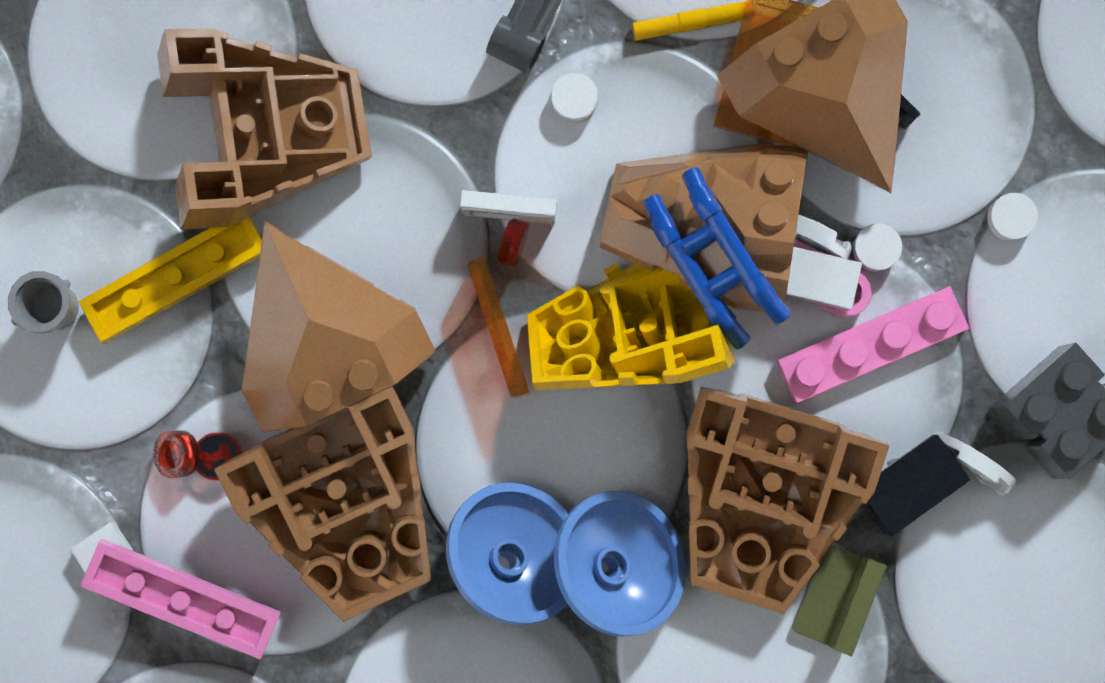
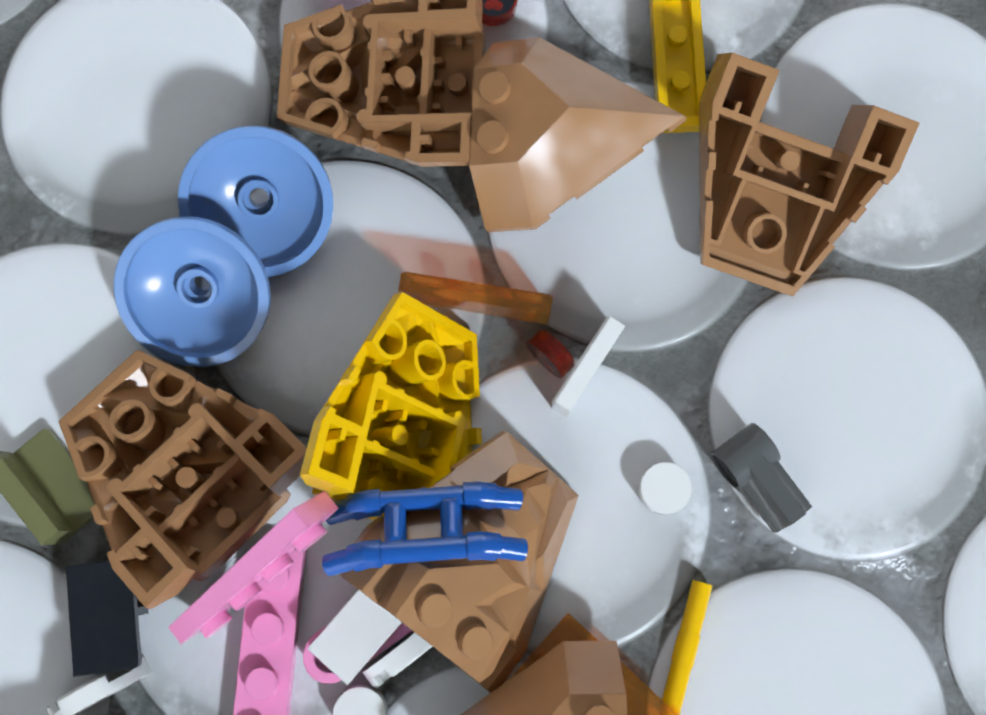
camera: 115 degrees right, 5 degrees down
(803, 371) = (263, 561): none -> bright pink plate

